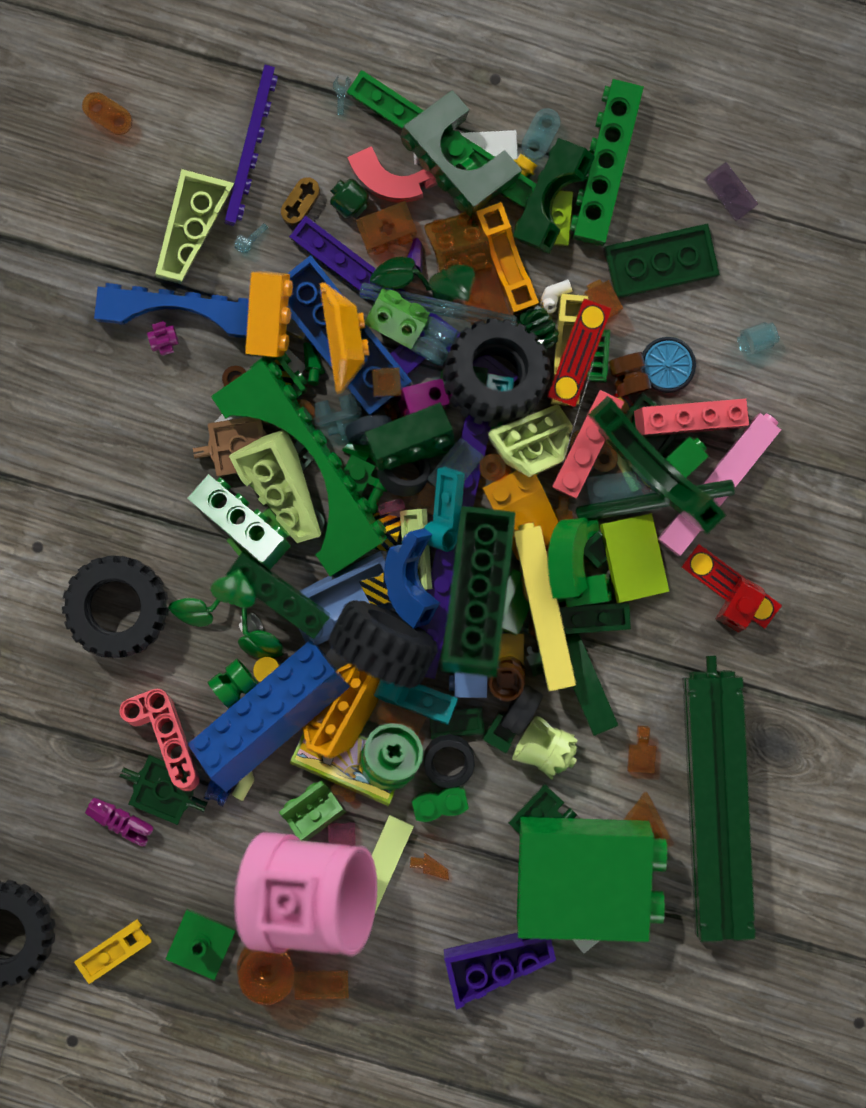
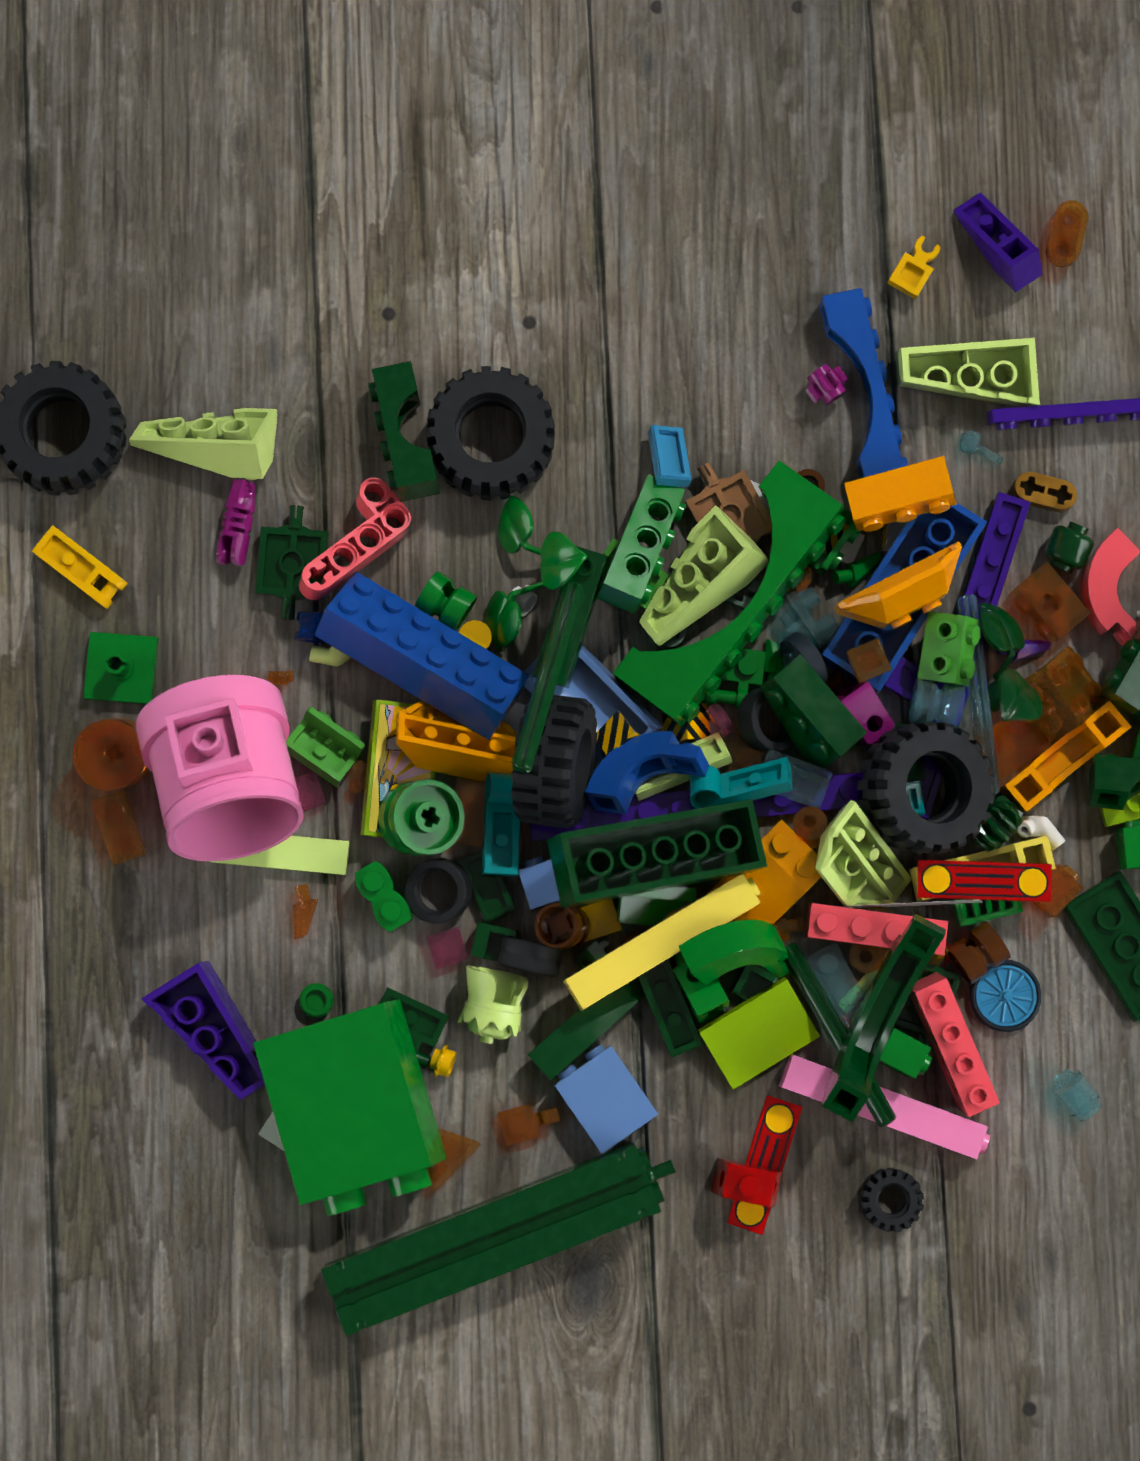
camera: 60 degrees right, 5 degrees down
(55, 811) = (225, 445): none -> yellowish green wedge
(62, 667) = (412, 466): none -> dark green arch
(96, 167) = (1001, 242): none -> dark purple slope
(97, 241) = (913, 271): none -> yellow plate
(178, 476) = (669, 456): none -> dark azure tile
(248, 826) = (281, 677): none -> clear orange piece
(321, 630) = (547, 677): none -> dark green axle
(493, 768) = (447, 947): none -> clear pink tile
(499, 878) = (316, 1000): none -> green tile
(576, 799) = (443, 1061): none -> yellow plate
(643, 688) = (605, 1097): none -> medium blue brick
(805, 502) = (912, 1199): none -> black tyre

